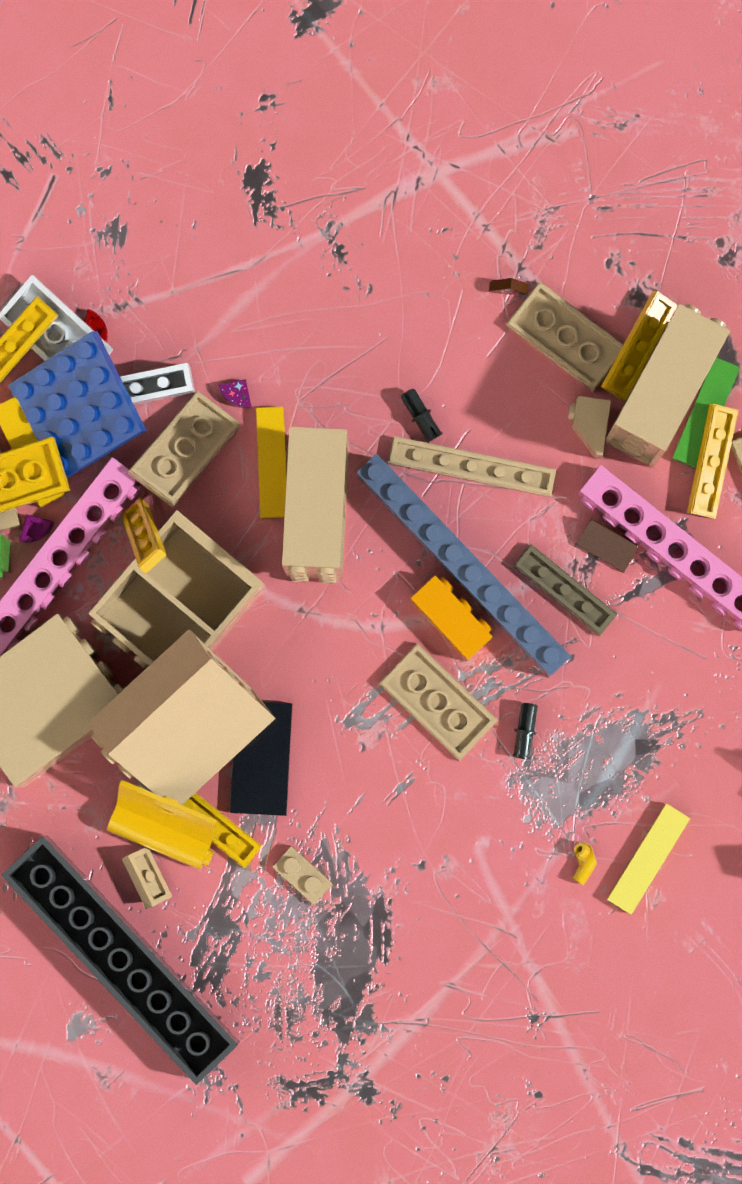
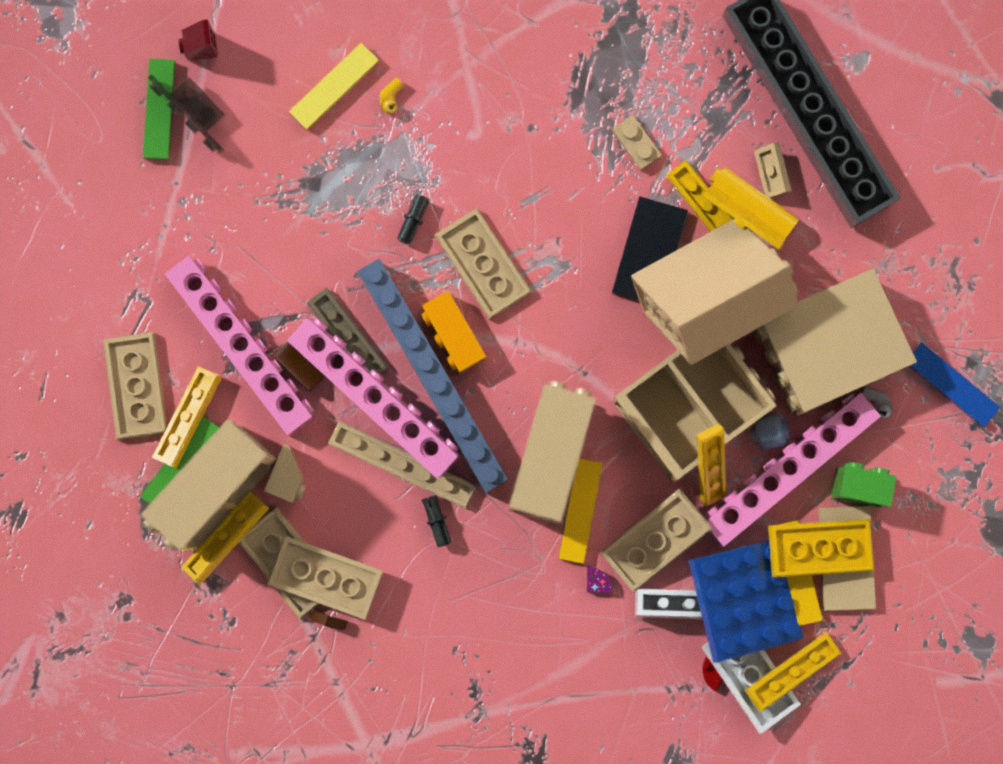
camera: 175 degrees left, 0 degrees up
(35, 529) = (806, 501): magenta tile -> none
(87, 591) = (770, 432): none -> sand blue head
(523, 327) = (325, 577): none -> tan plate
(535, 526) = (304, 341): none -> bright pink brick

